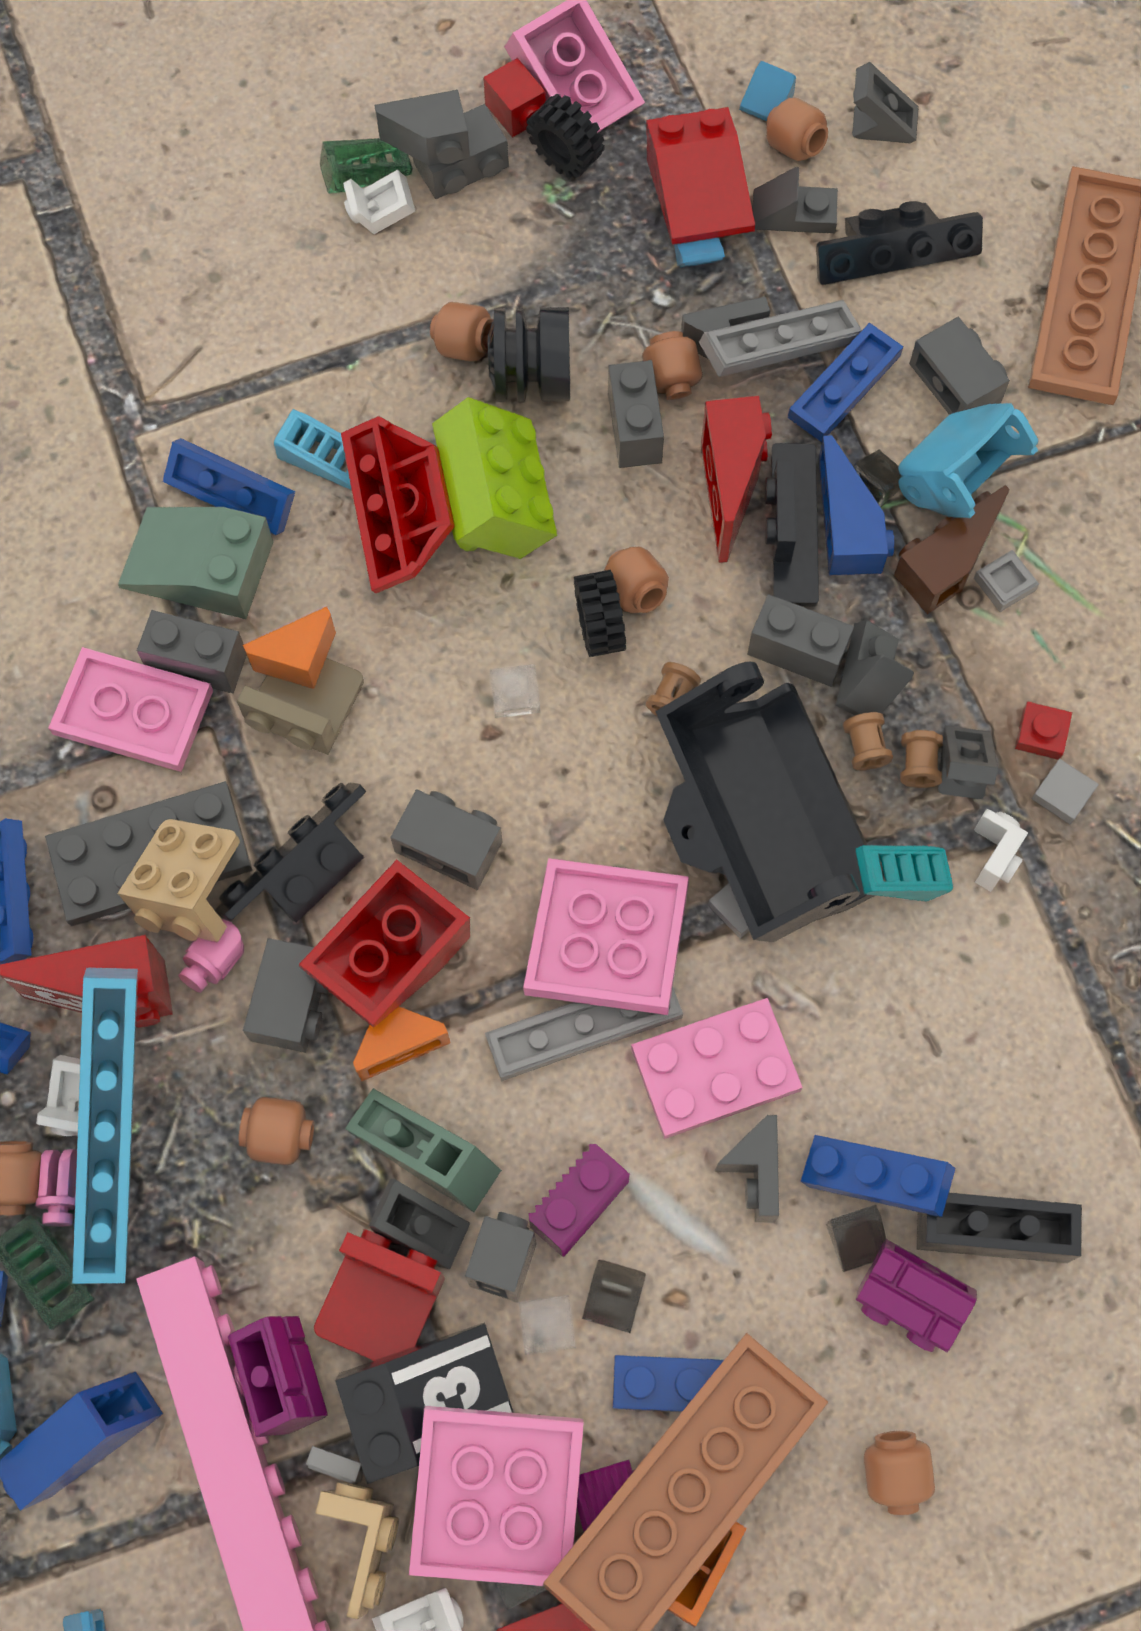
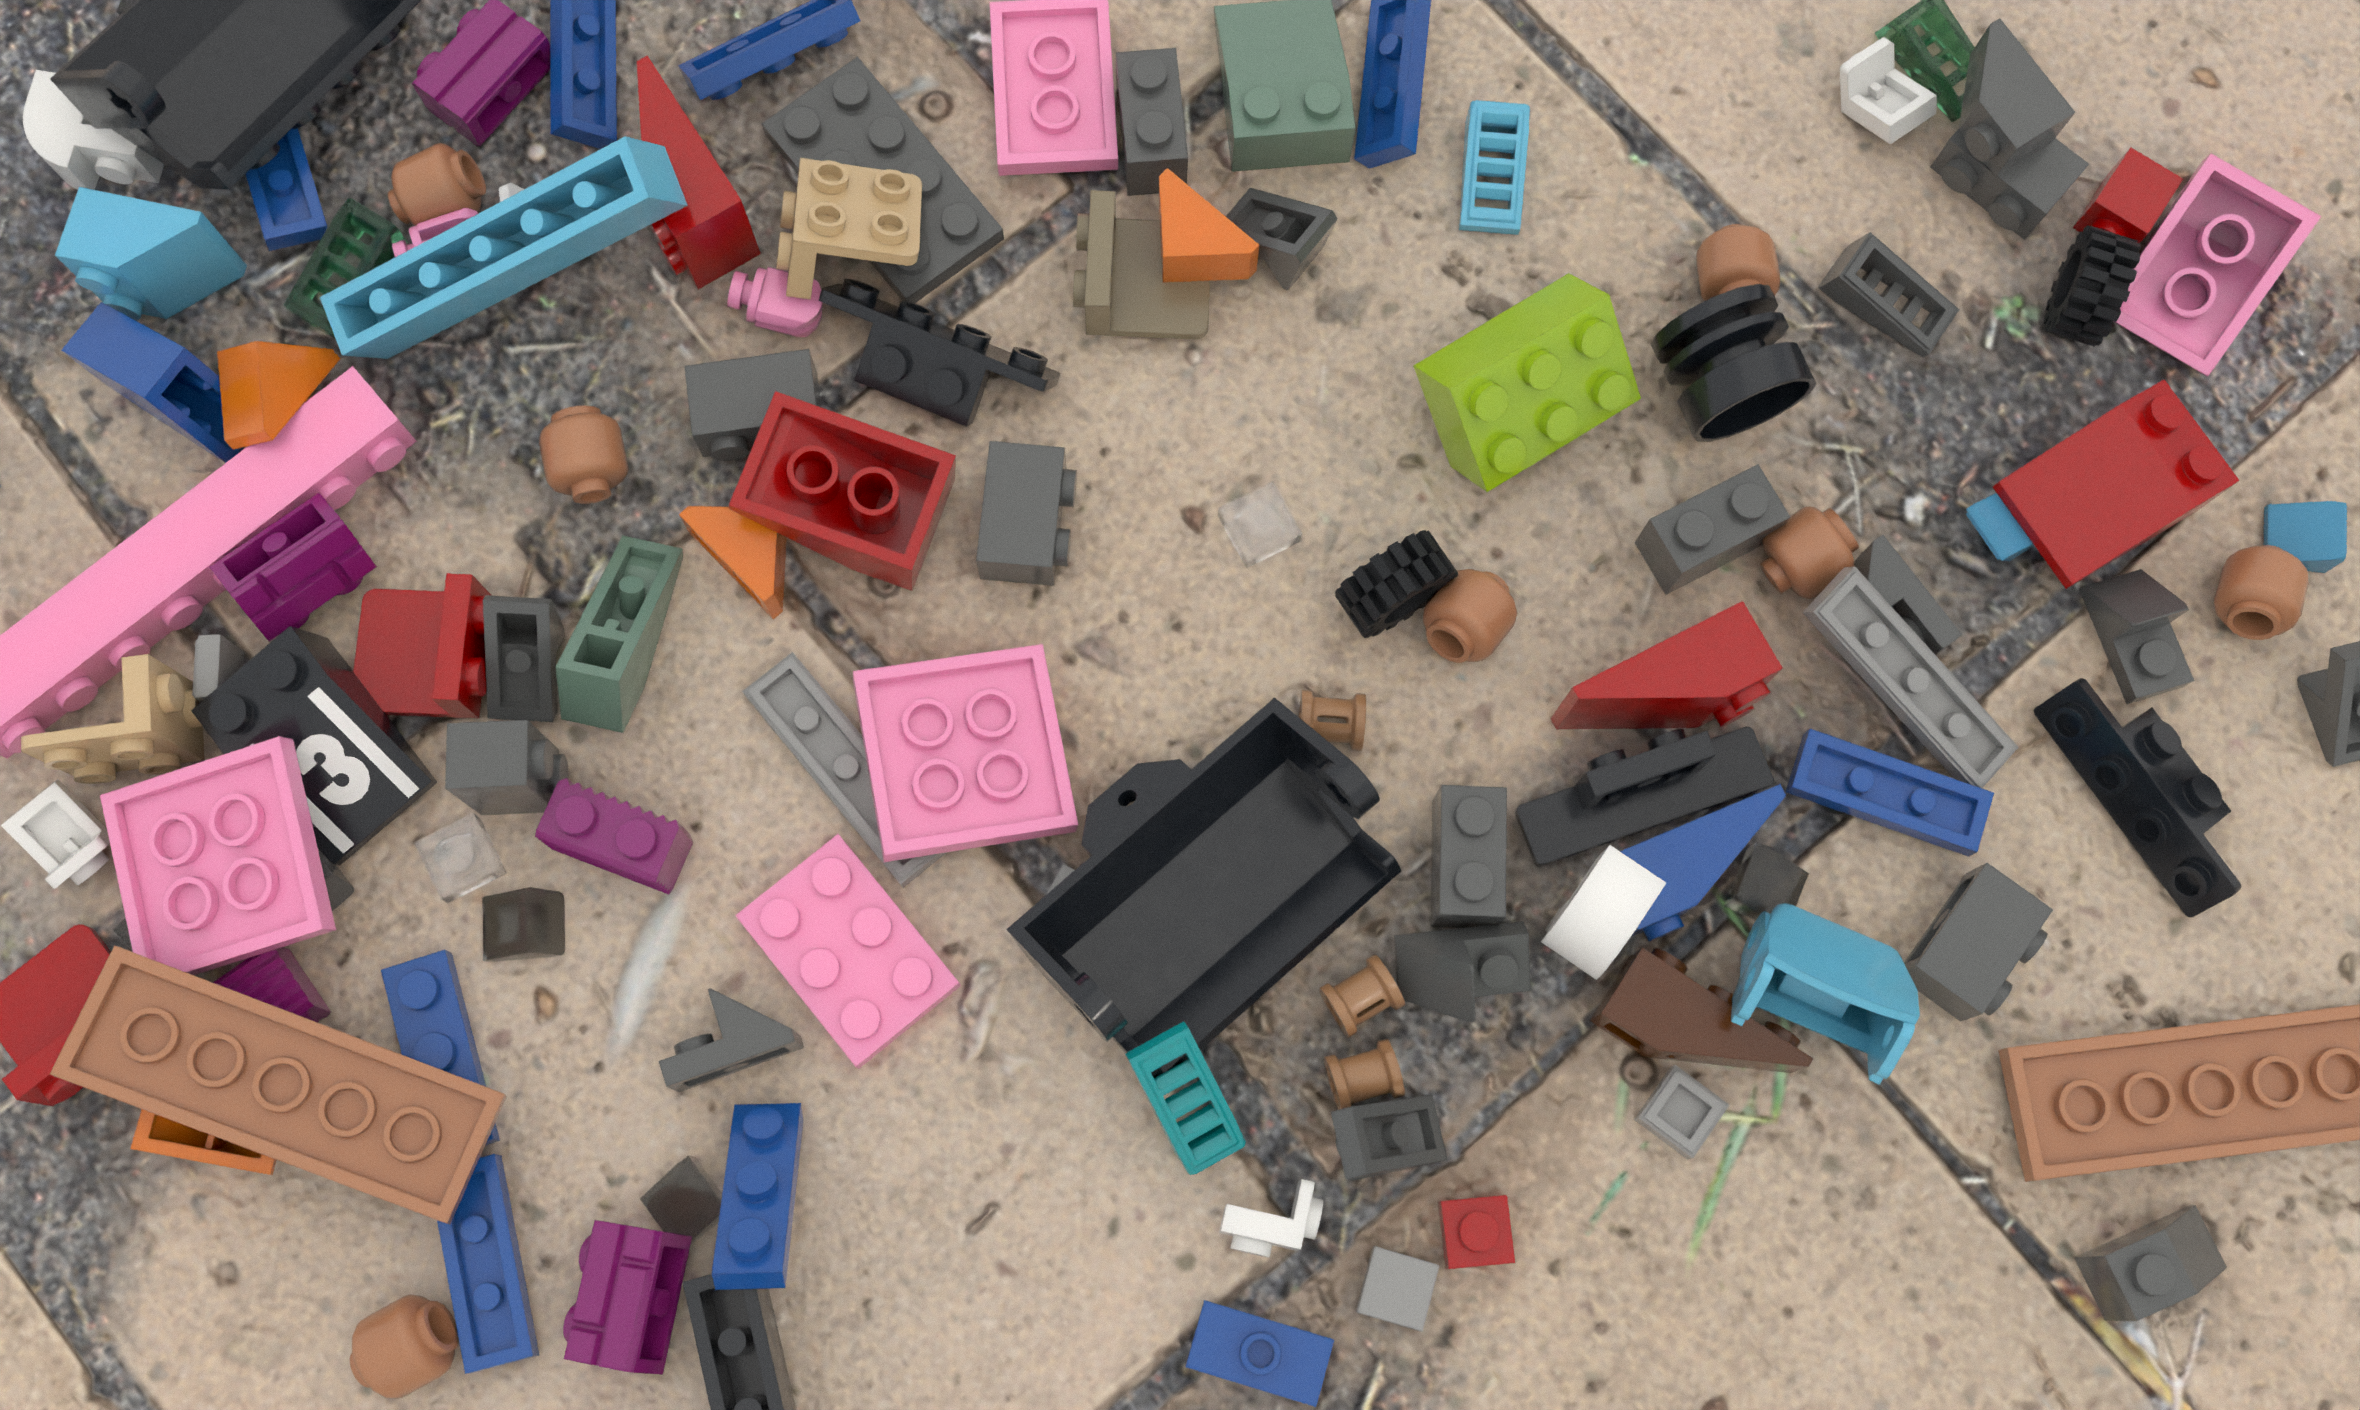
camera: 65 degrees right, 5 degrees up
(129, 1352) = (266, 386): none -> orange slope
(316, 587) = (1286, 230): none -> dark grey slope
(397, 499) = (1444, 272): red wedge -> none
(497, 273) = (1862, 300): none -> dark grey slope
(871, 1396) = (487, 1273): none -> blue plate
(873, 567) = (1603, 912): none -> white brick
(1080, 892) = (1259, 1353): none -> blue plate

